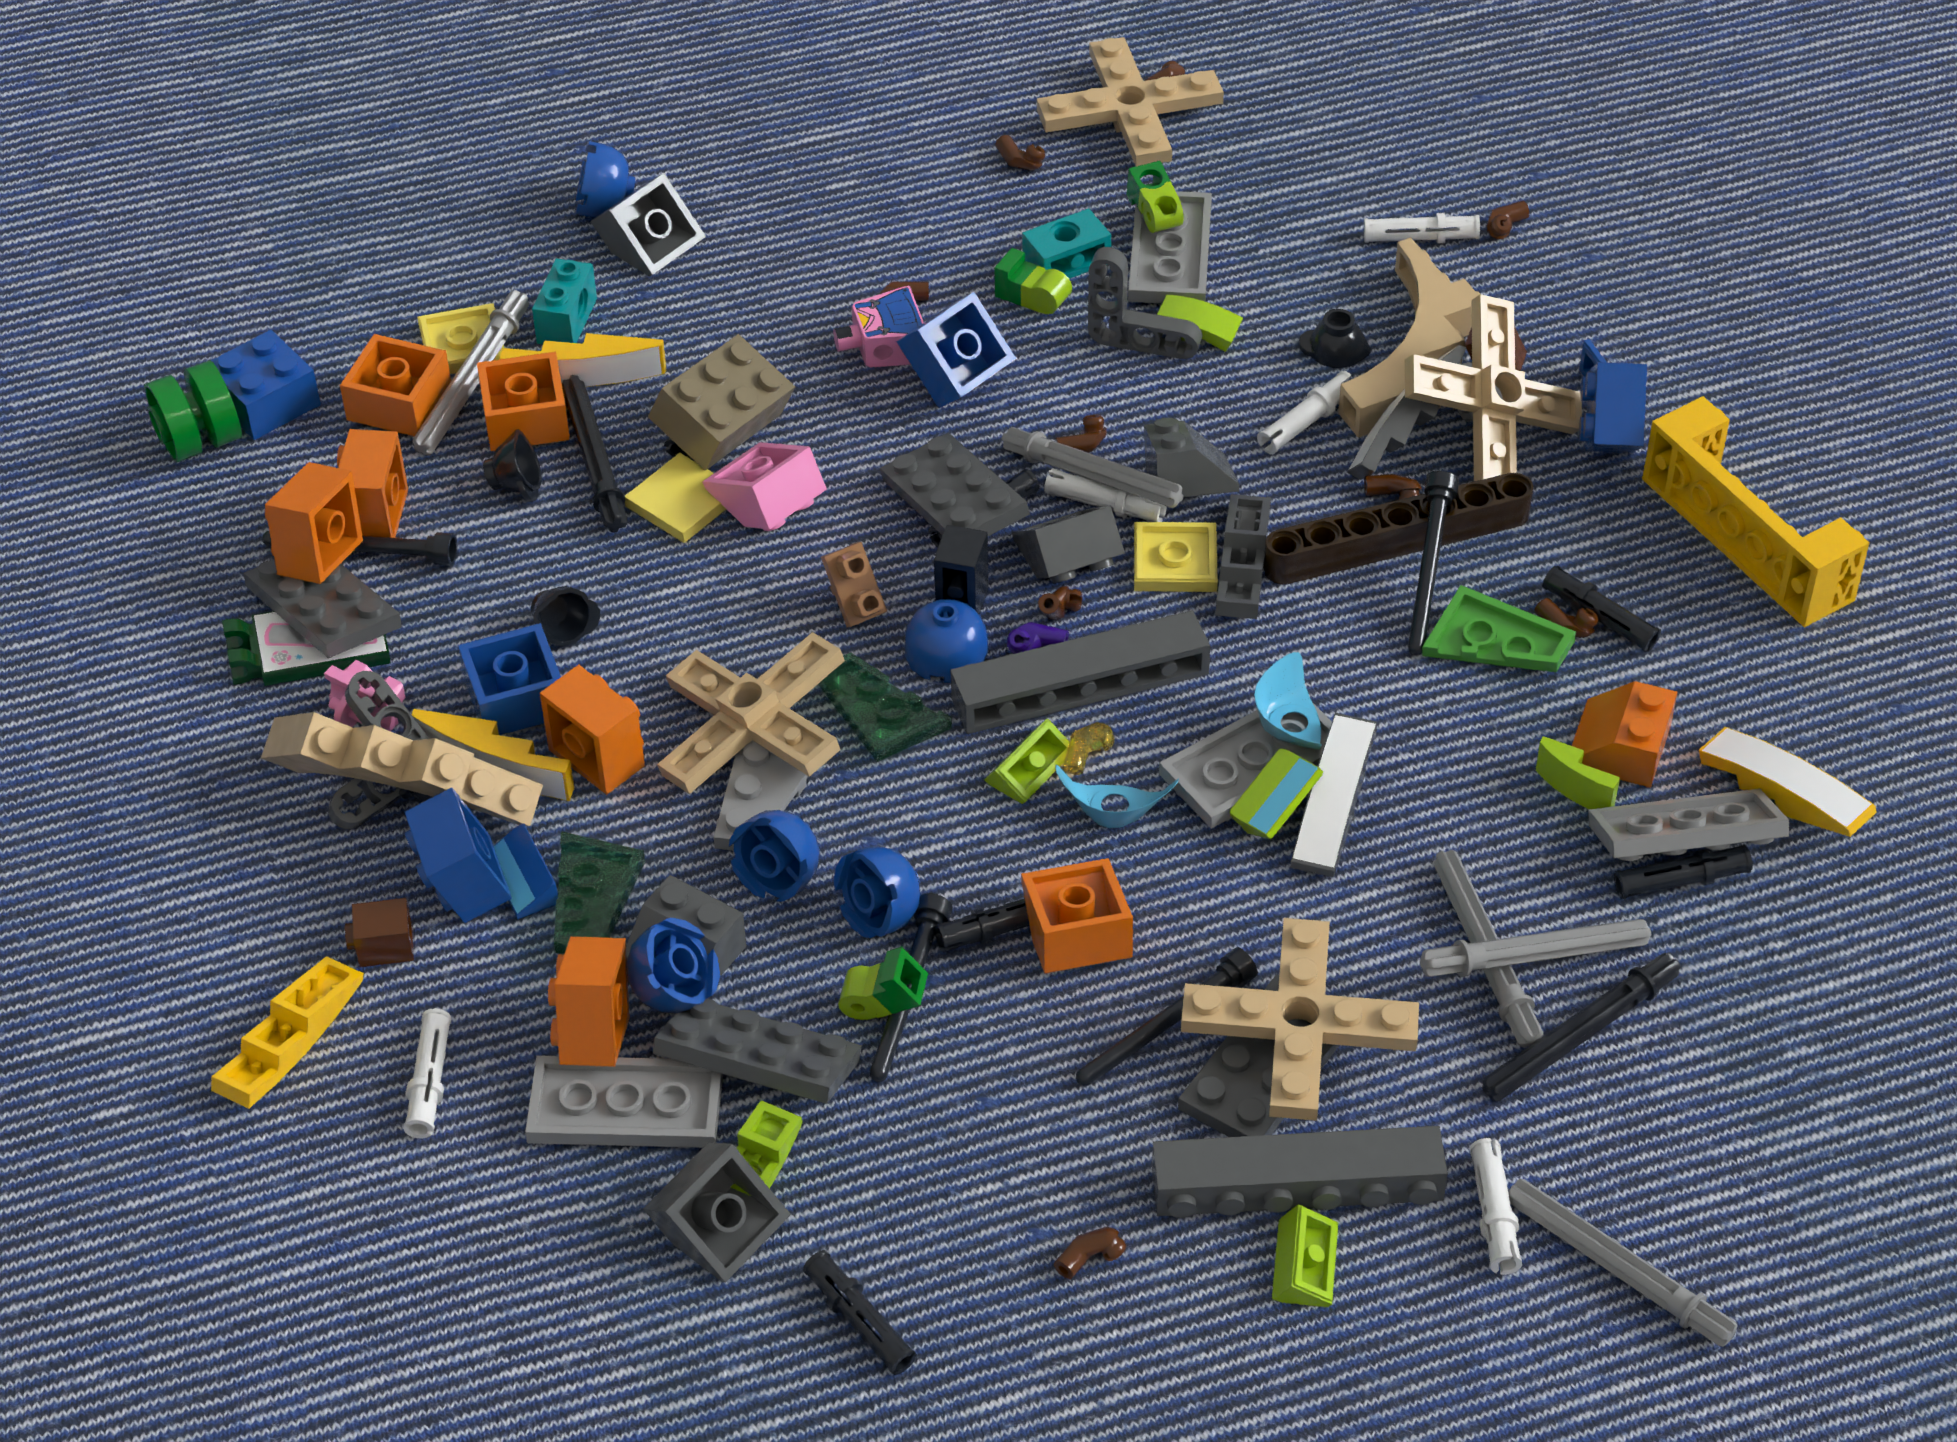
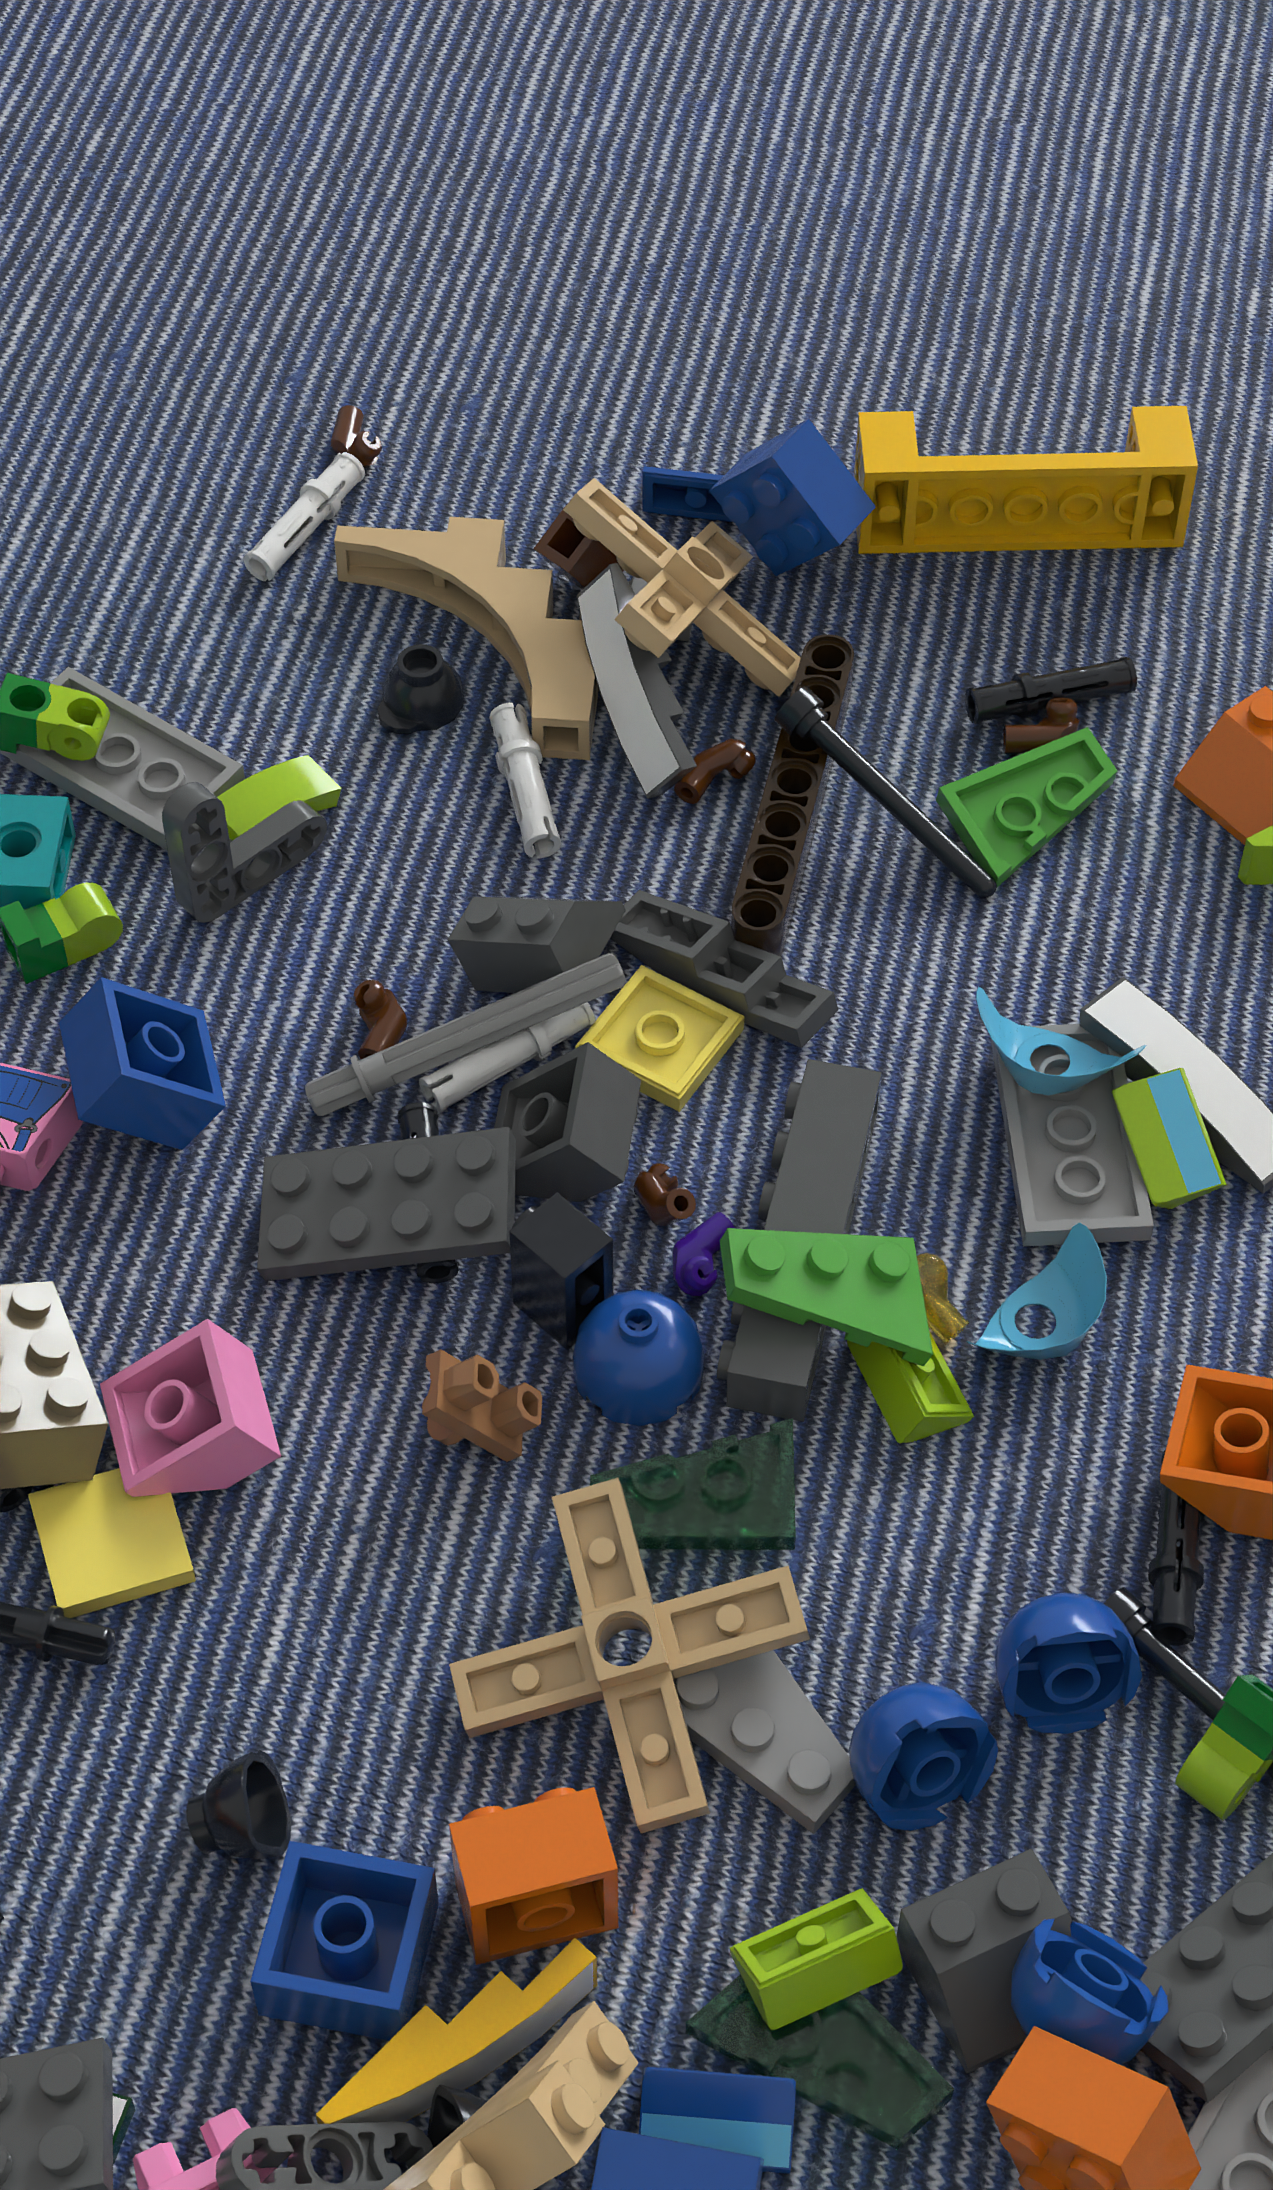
camera: 60 degrees left, 5 degrees up
(626, 862) = (818, 1958): none -> lime slope
(1042, 687) = (837, 1280): none -> bright green wing

